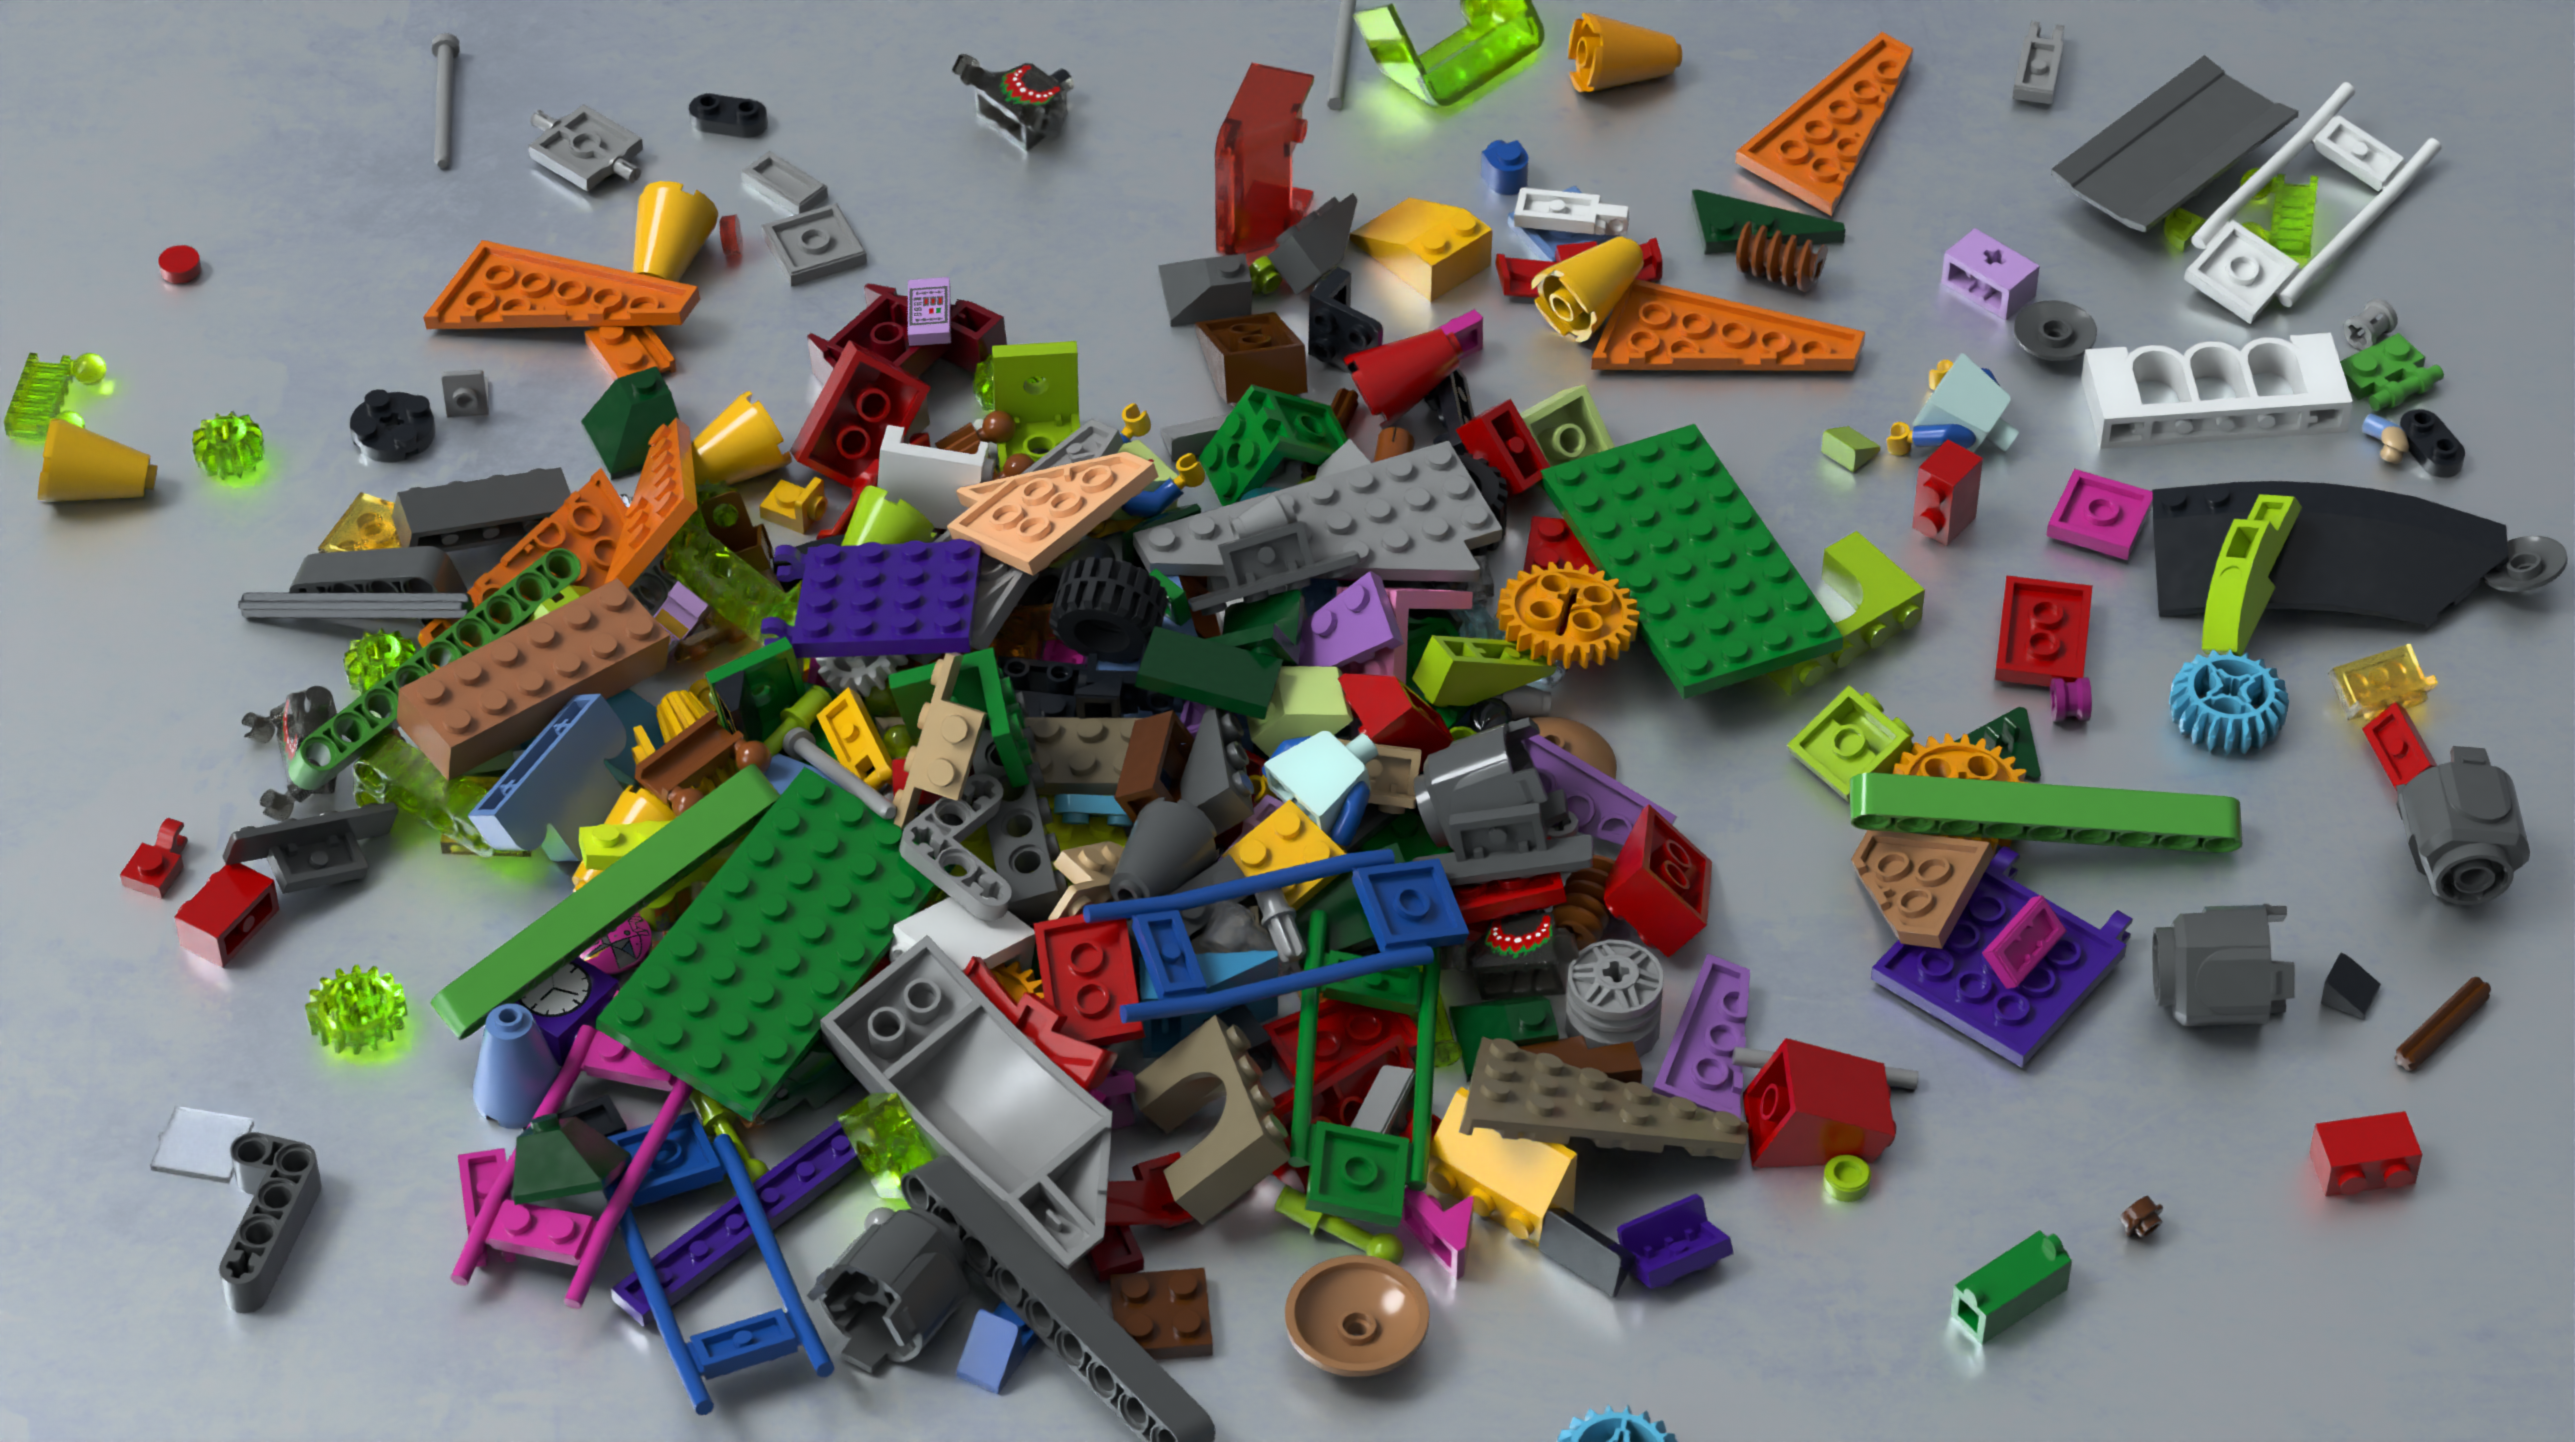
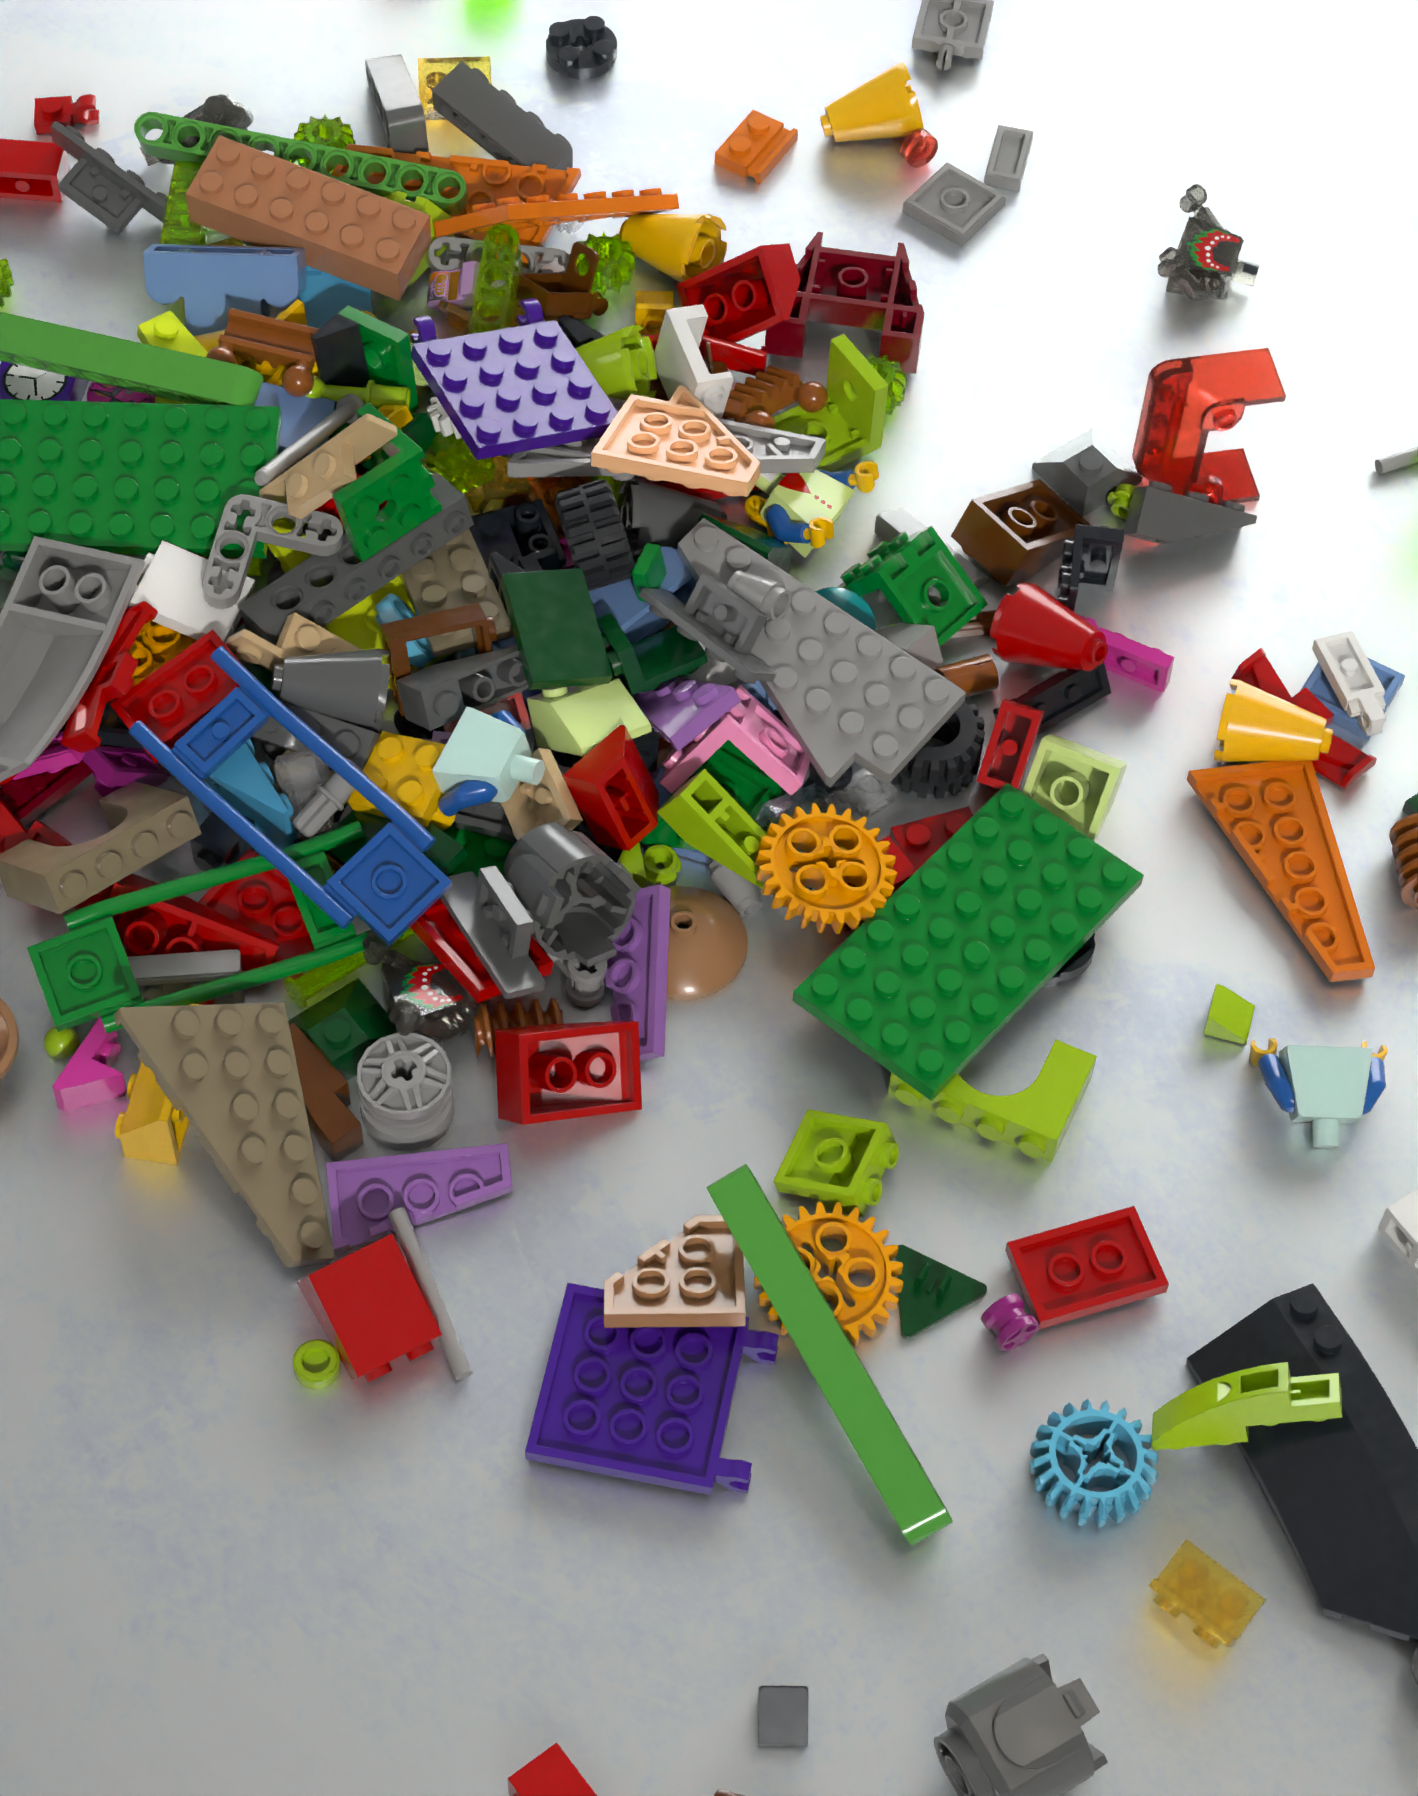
camera: 60 degrees right, 10 degrees up
(355, 605) = (359, 99): axle -> none
(465, 393) = (632, 67): light grey bracket -> none
(535, 289) = (775, 68): orange wing -> none
(626, 420) = (683, 170): dark green slope -> none
(728, 115) = (1058, 92): black plate -> none
(929, 311) = (888, 289): lavender tile -> none
(1427, 245) = (1246, 598): yellow slope -> none
(1489, 714) = (694, 870): black plate -> none
(1505, 167) = (1388, 615): blue plate -> none
(1585, 1250) = (119, 1185): slope -> none
(1673, 1242) = (157, 1251): dark purple bracket -> none
(1947, 492) = (1193, 1110): red brick -> none
(2011, 1286) = (238, 1549): green brick -> none
(2024, 942) = (649, 1393): dark pink plate -> none
(2100, 514) = (1274, 1255): dark pink plate -> none
(2142, 1217) = (383, 1633): reddish brown plate -> none
(2220, 966) = (710, 1579): dark grey piece -> none
(2398, 745) = (1126, 1647): red plate -> none

